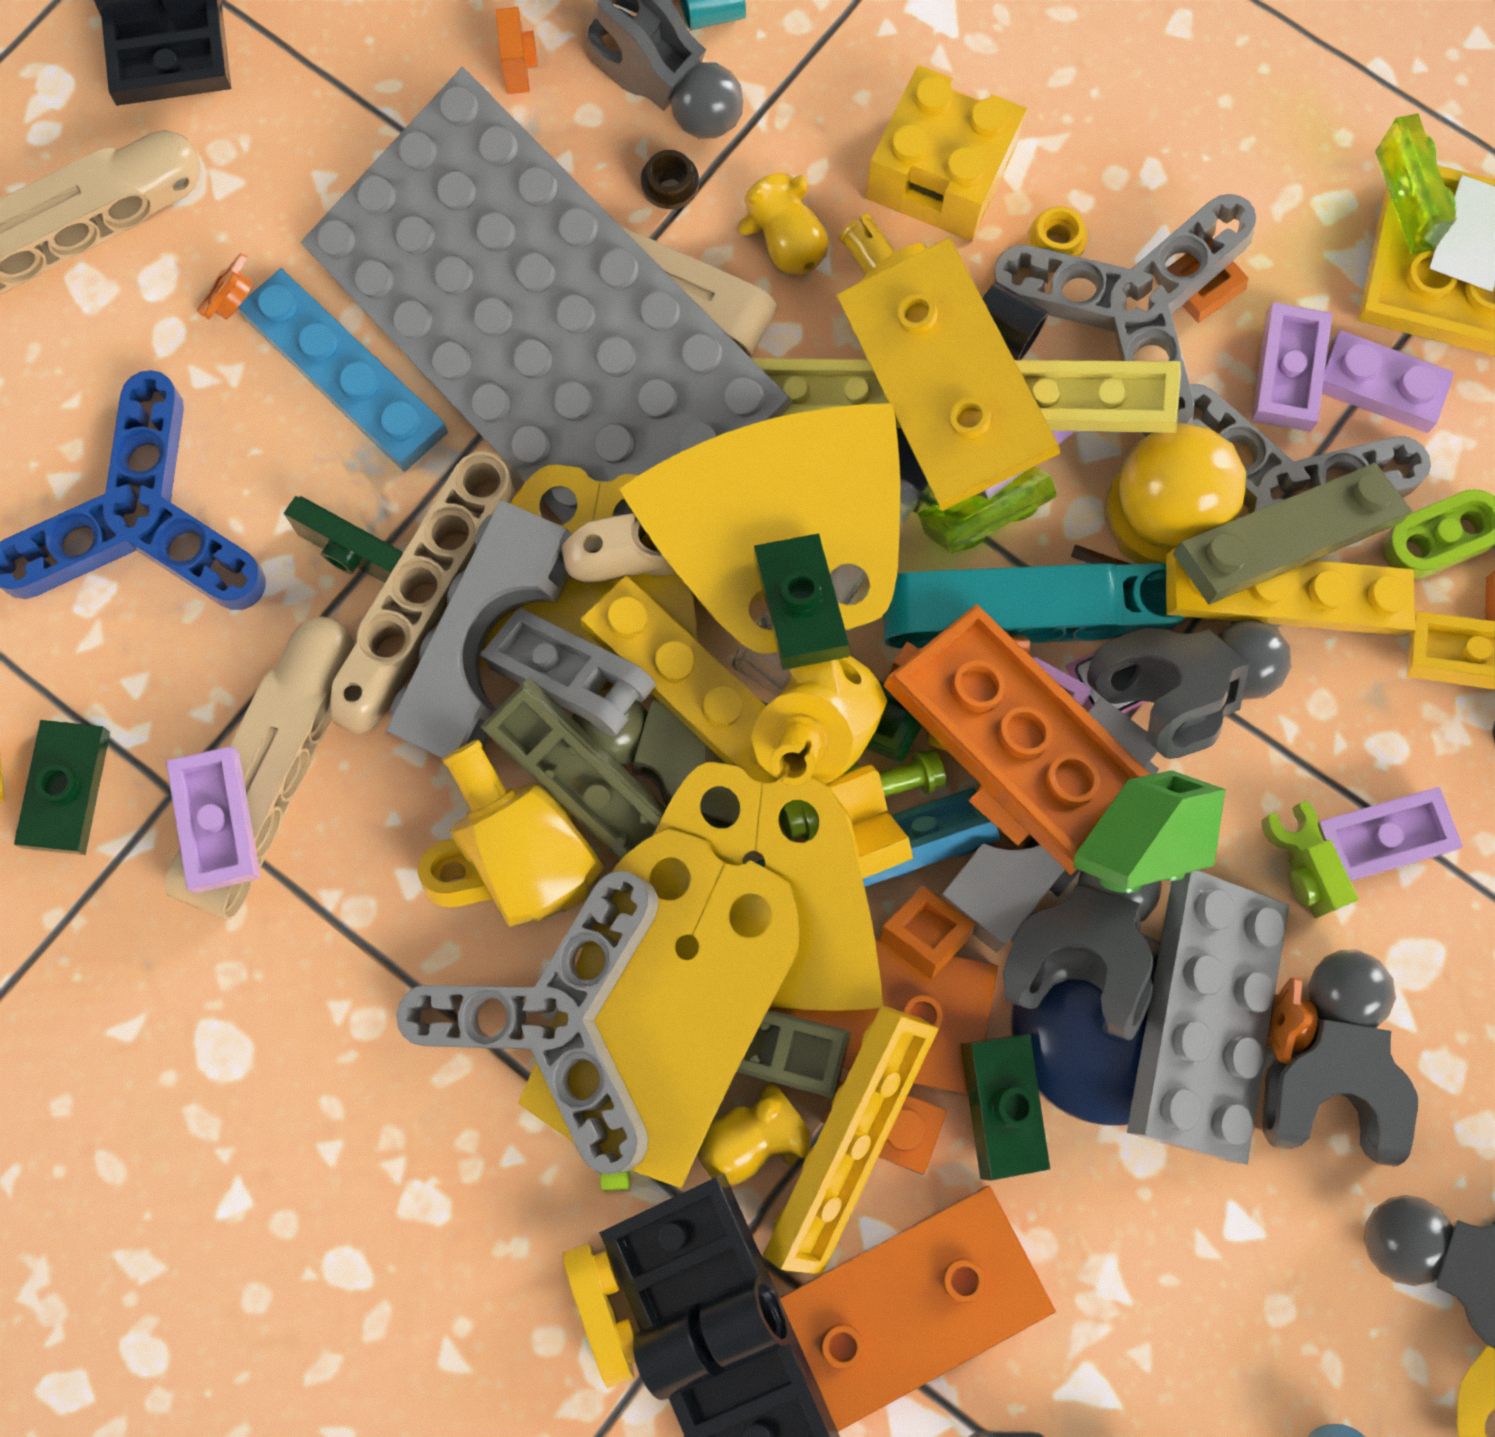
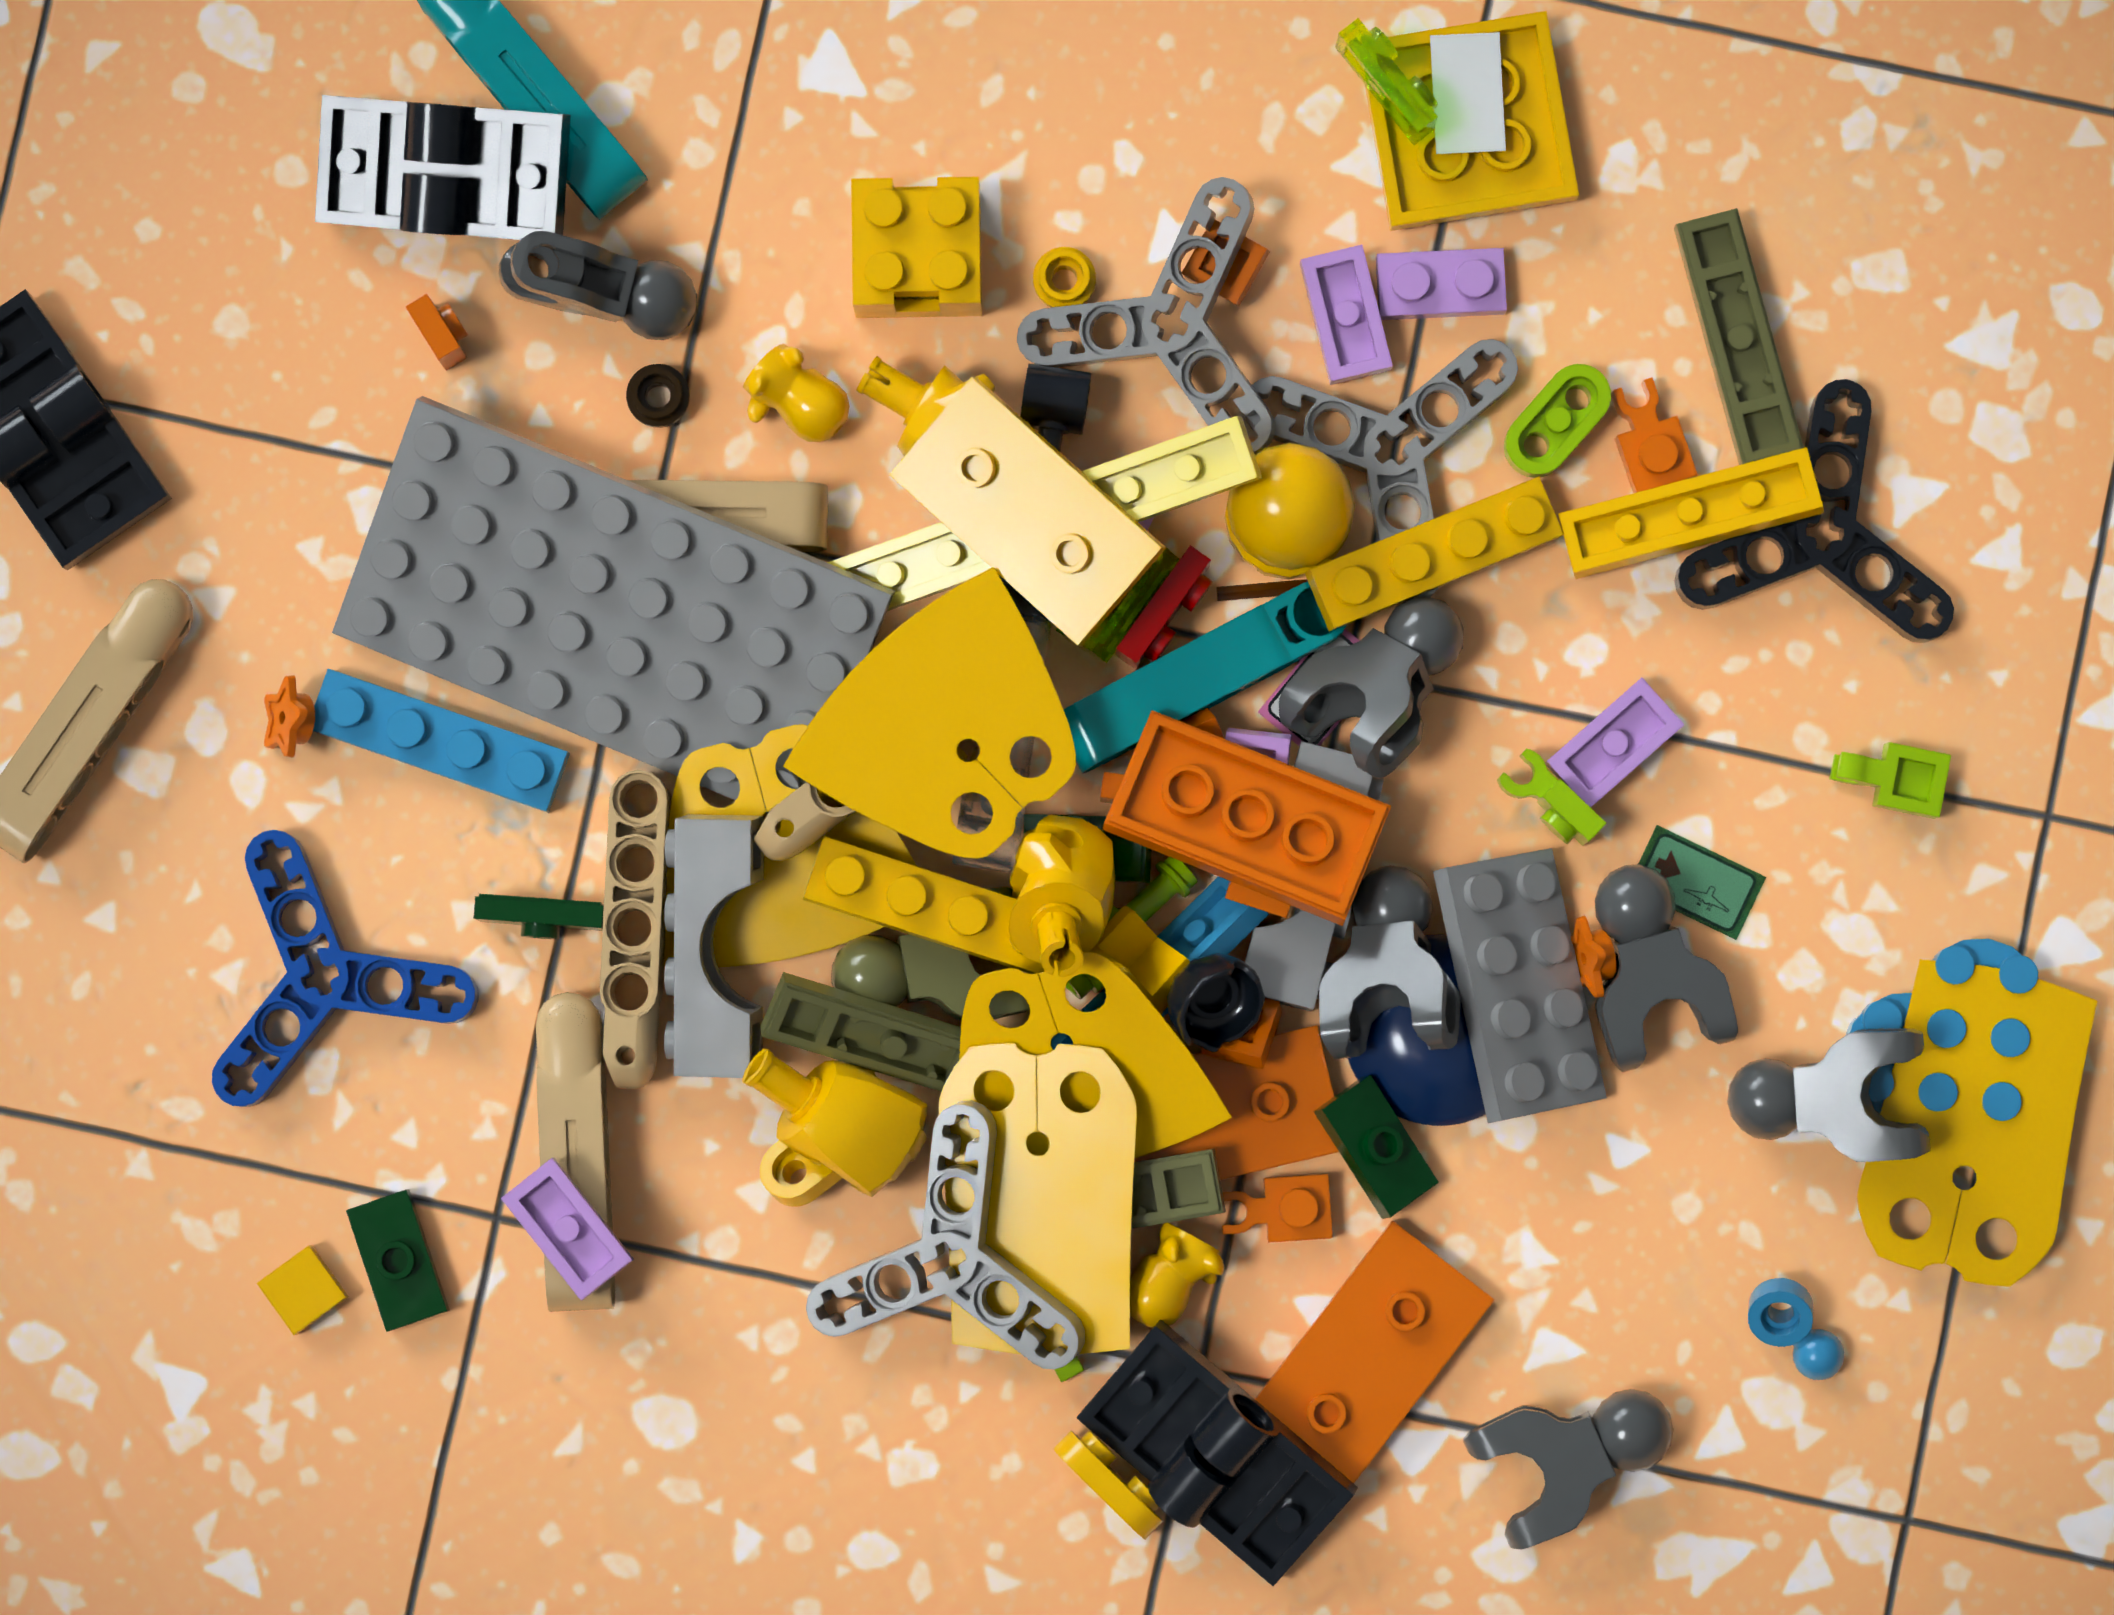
camera: 20 degrees left, 10 degrees up
(568, 670) = (809, 946): light grey plate -> none
(801, 601) = (998, 800): dark green plate -> none
(850, 1141) = (1255, 1241): yellow plate -> none
(917, 888) = (1215, 1000): none -> black hair
(1045, 523) = (1150, 631): none -> red plate
(1154, 832) = (1397, 858): bright green slope -> none
(1291, 533) = (1410, 504): olive plate -> none
(1424, 1012) = (1703, 882): none -> clear green sticker

